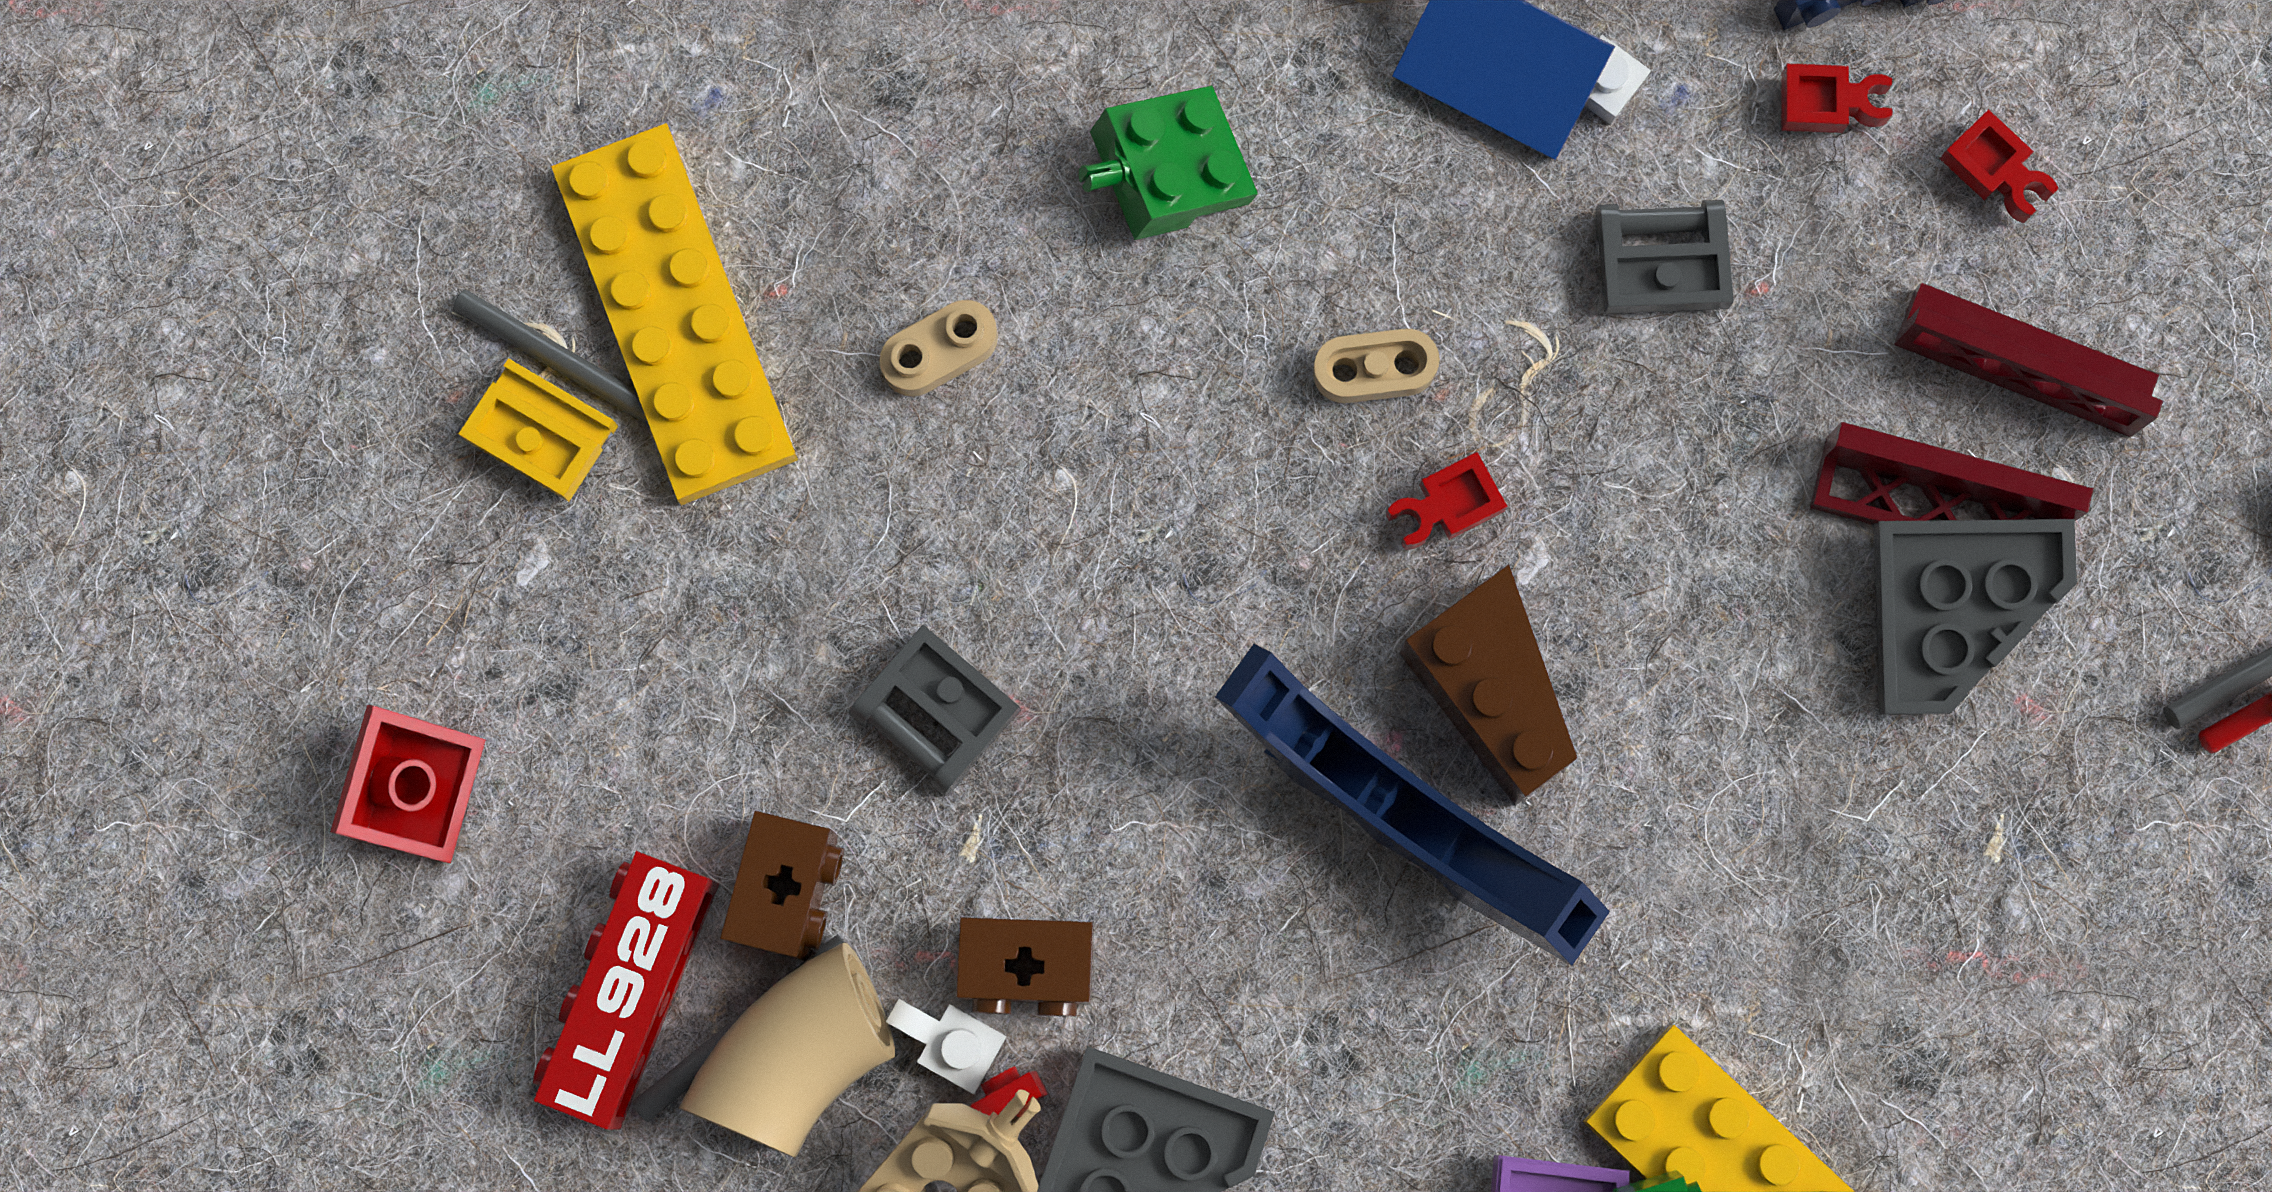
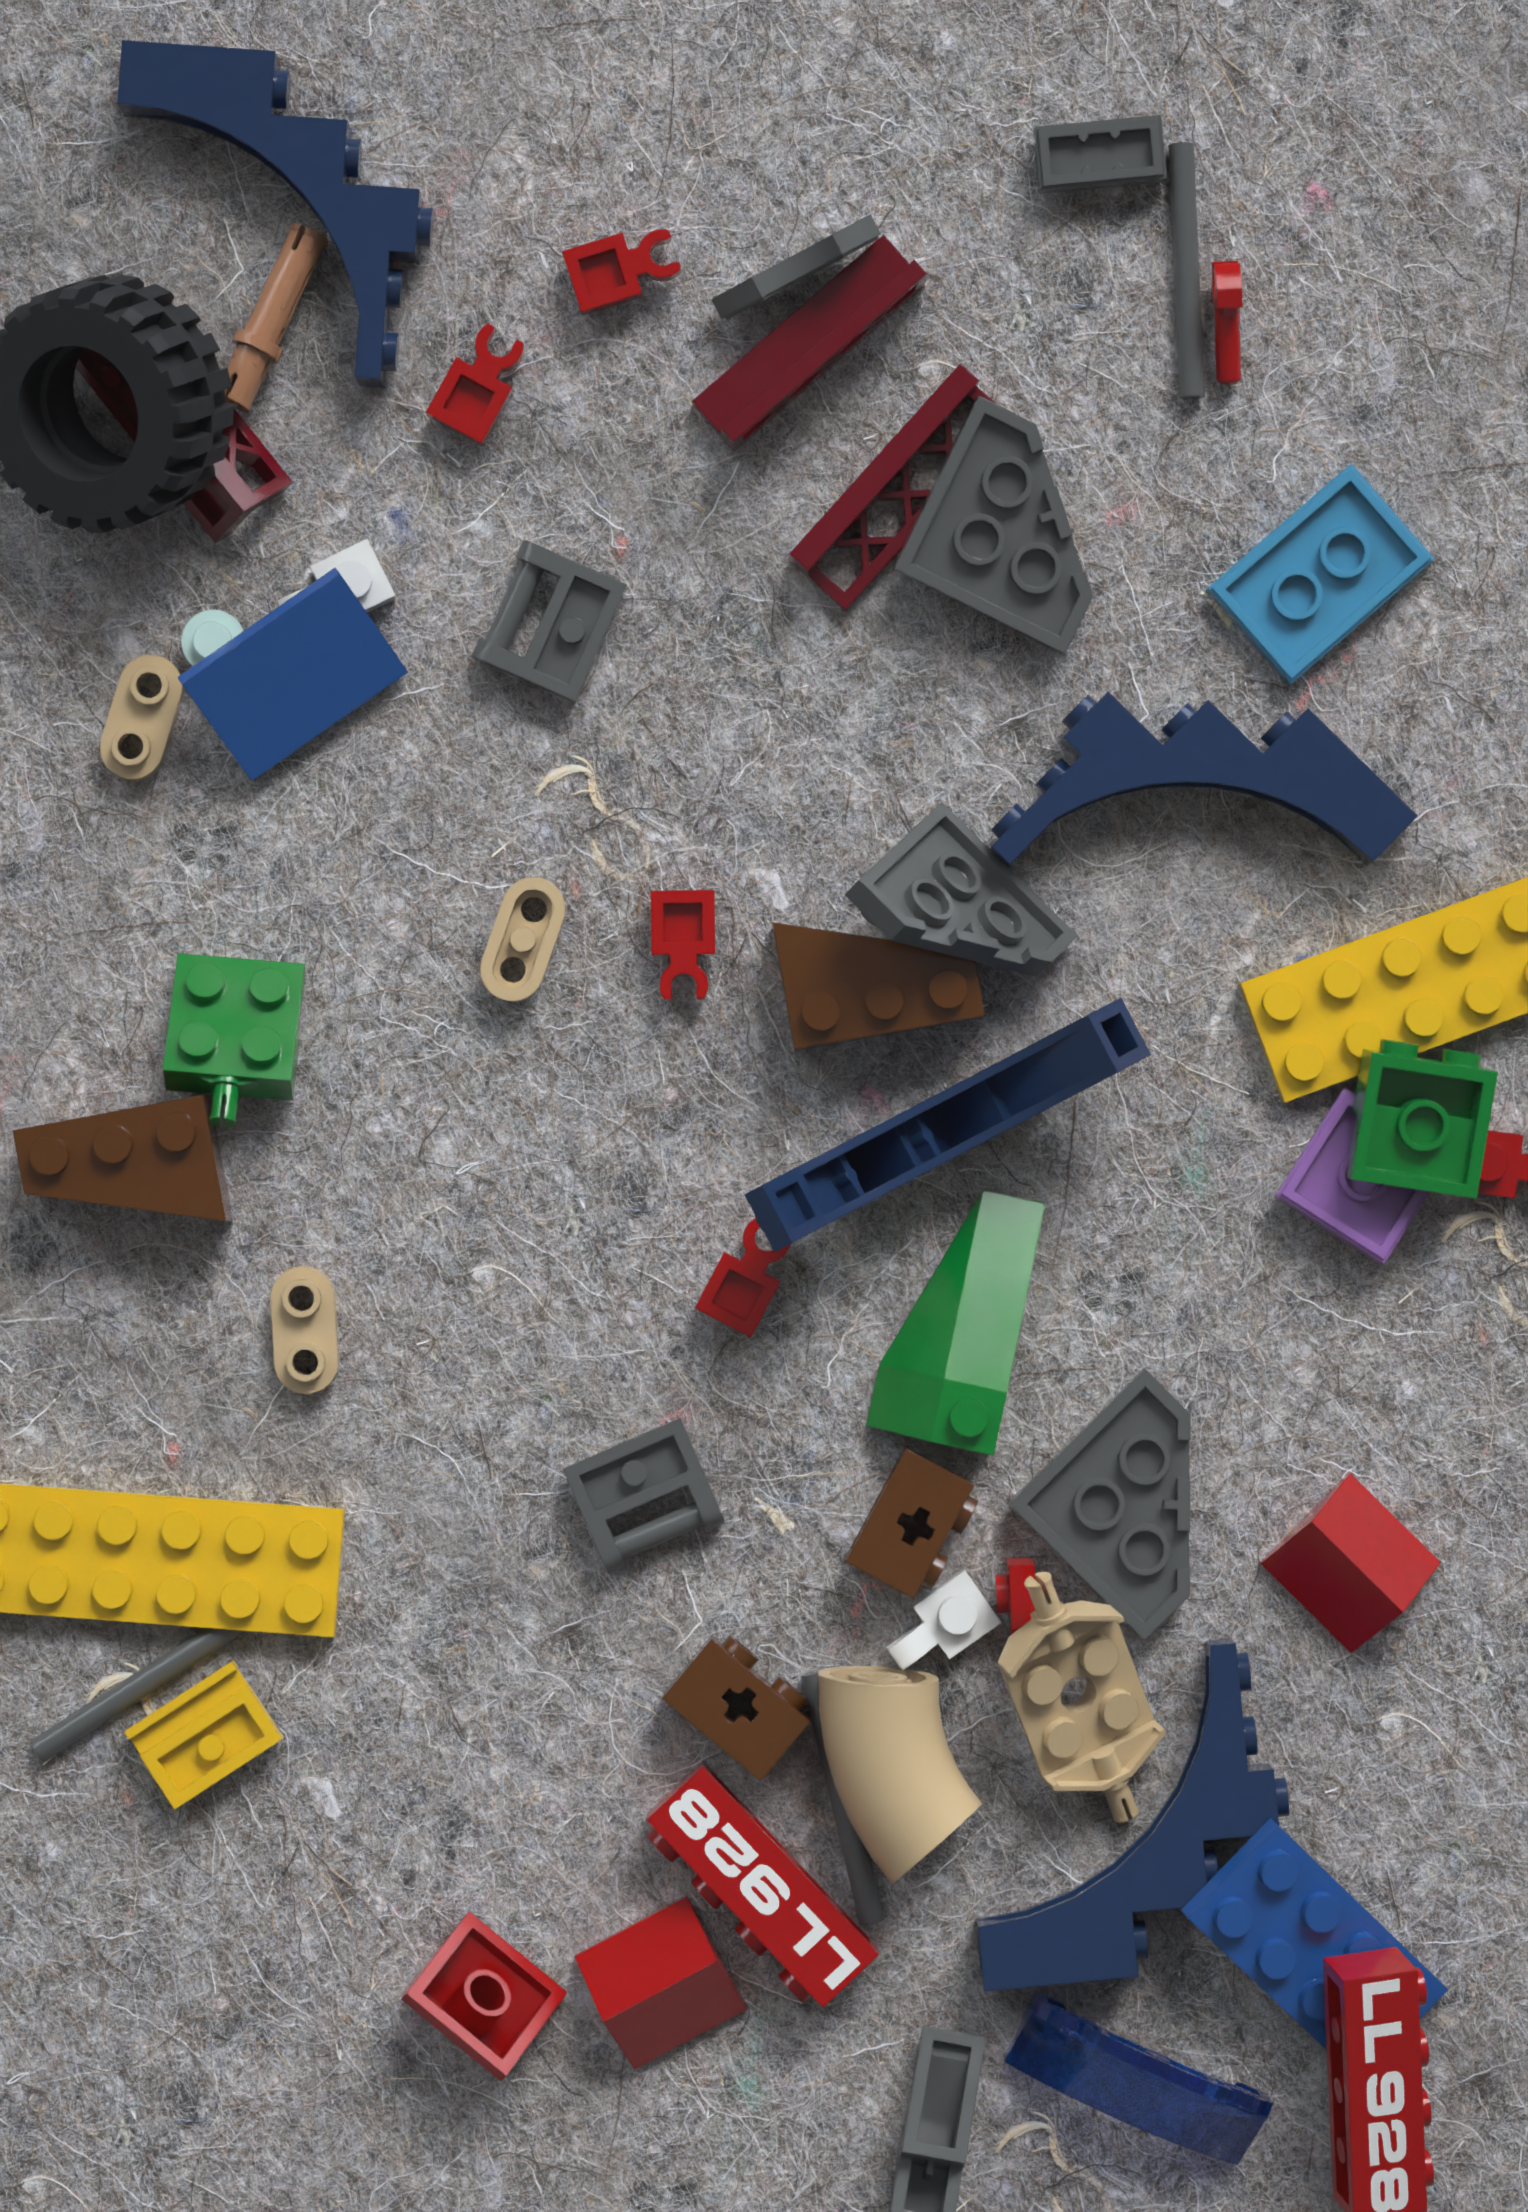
camera: 70 degrees left, 10 degrees up
(494, 942) = (659, 1982): none -> red slope
(1016, 126) = (133, 1158): none -> reddish brown wedge
(1162, 706) = (741, 1288): none -> red plate
(1215, 927) = (958, 1345): none -> green wedge
(1618, 719) = (959, 899): none -> dark grey plate
(1897, 982) = (1301, 771): none -> dark blue arch
(2081, 914) = (1320, 574): none -> dark azure tile
(2113, 327) = (796, 268): none -> dark grey tile

